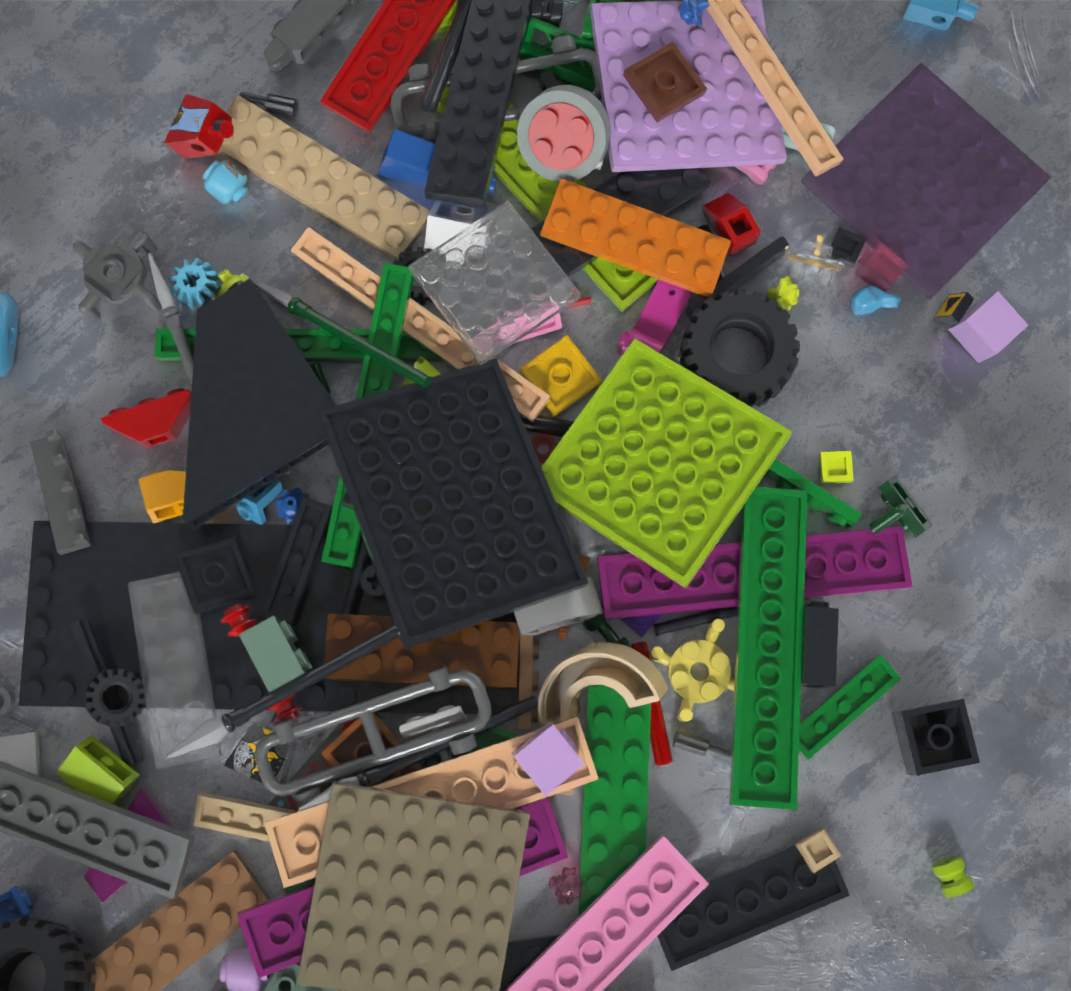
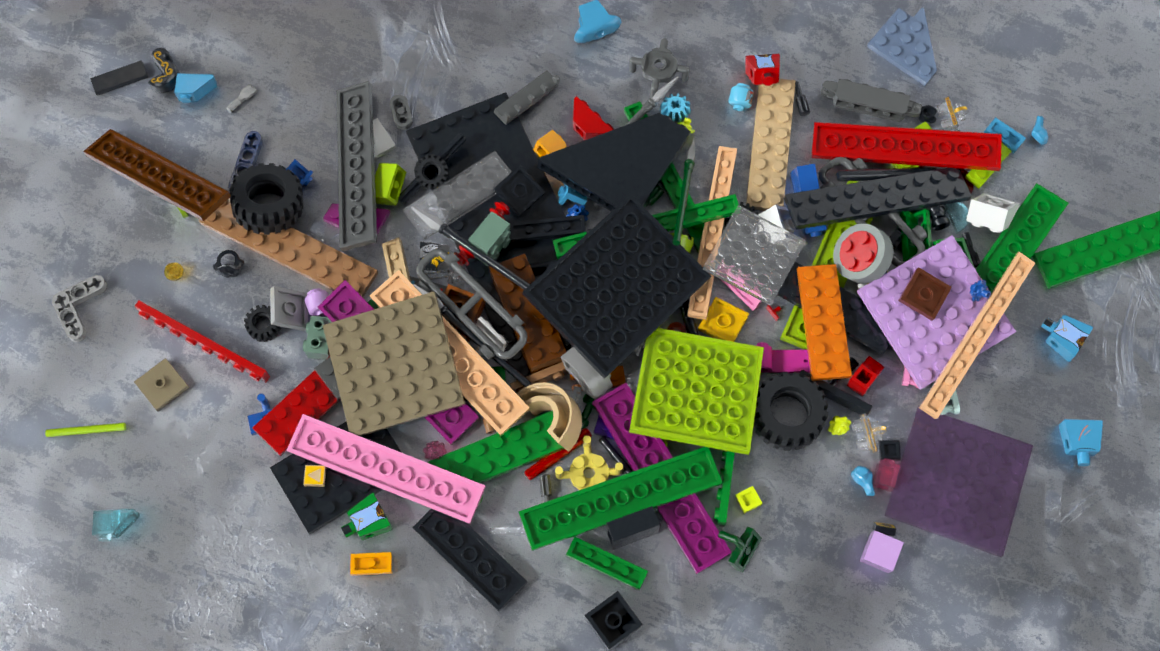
camera: 65 degrees right, 10 degrees down
(548, 758) = (498, 396): lavender head -> none
(818, 849) = (516, 580): tan tile -> none

